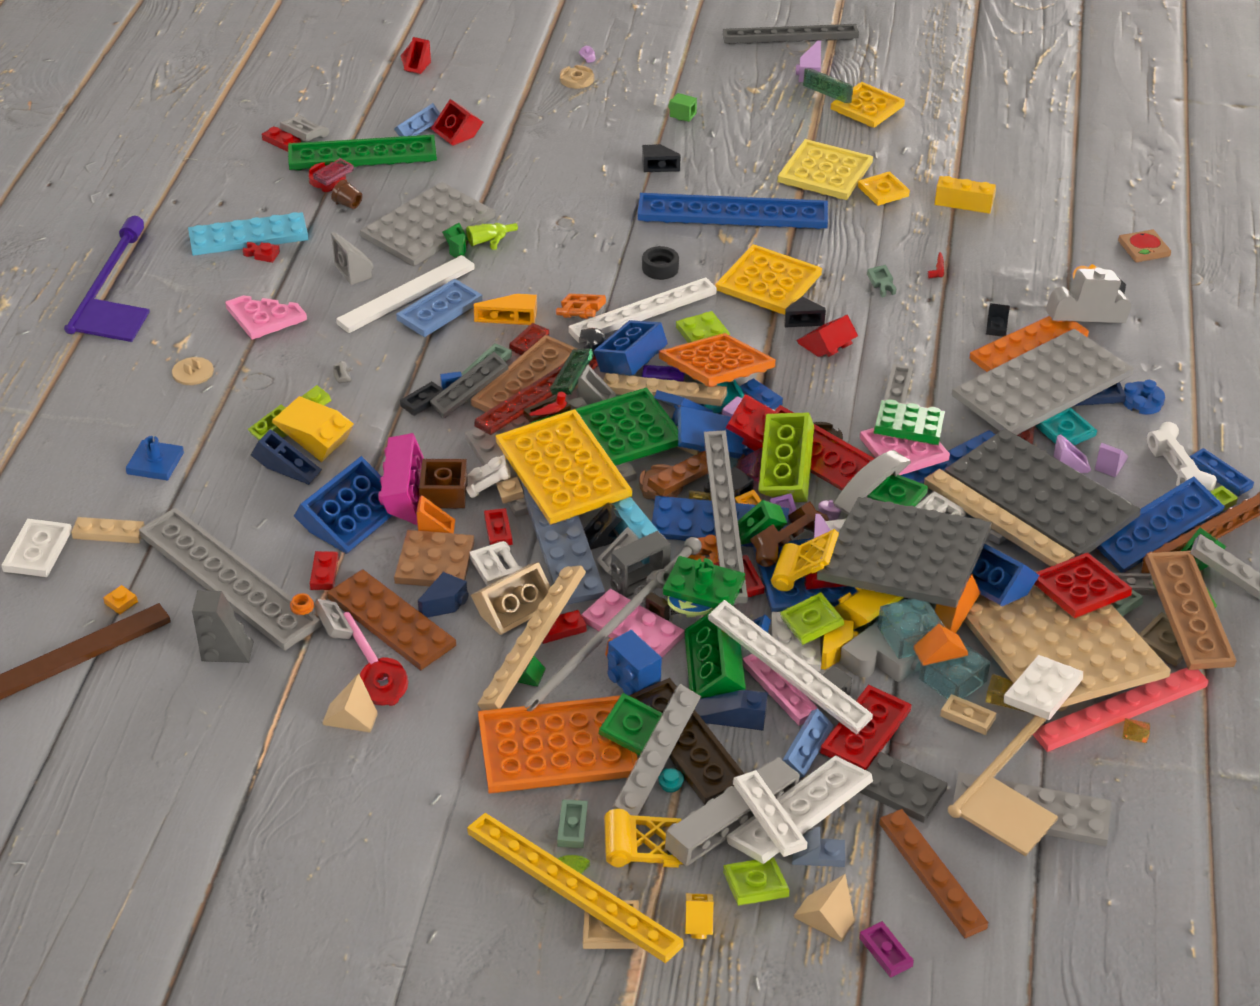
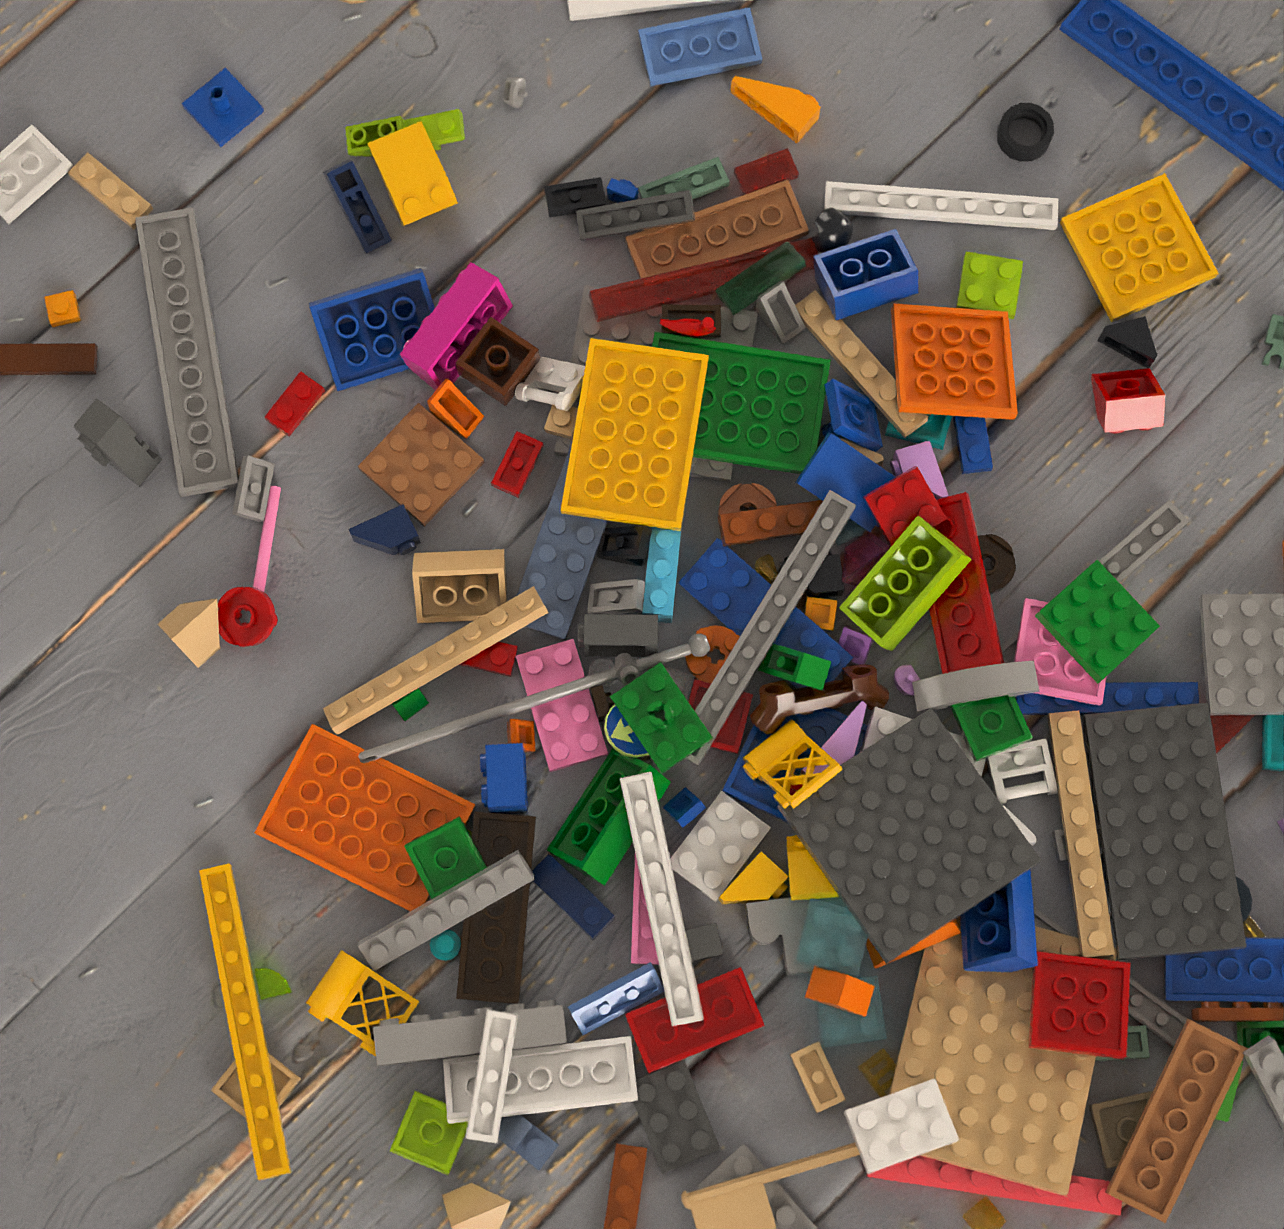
camera: 35 degrees right, 35 degrees up
(301, 604) = (223, 446): orange plate -> none
(392, 619) = (318, 524): dark orange plate -> none
(489, 564) = (469, 517): white plate -> none
(572, 823) = (306, 934): sand green plate -> none
(581, 305) = (873, 147): orange plate -> none
(662, 372) = (875, 334): dark purple plate -> none
(699, 915) = (346, 1132): yellow slope -> none
(811, 618) = (743, 843): lime plate -> none
(1070, 455) = (1255, 793): lavender slope -> none

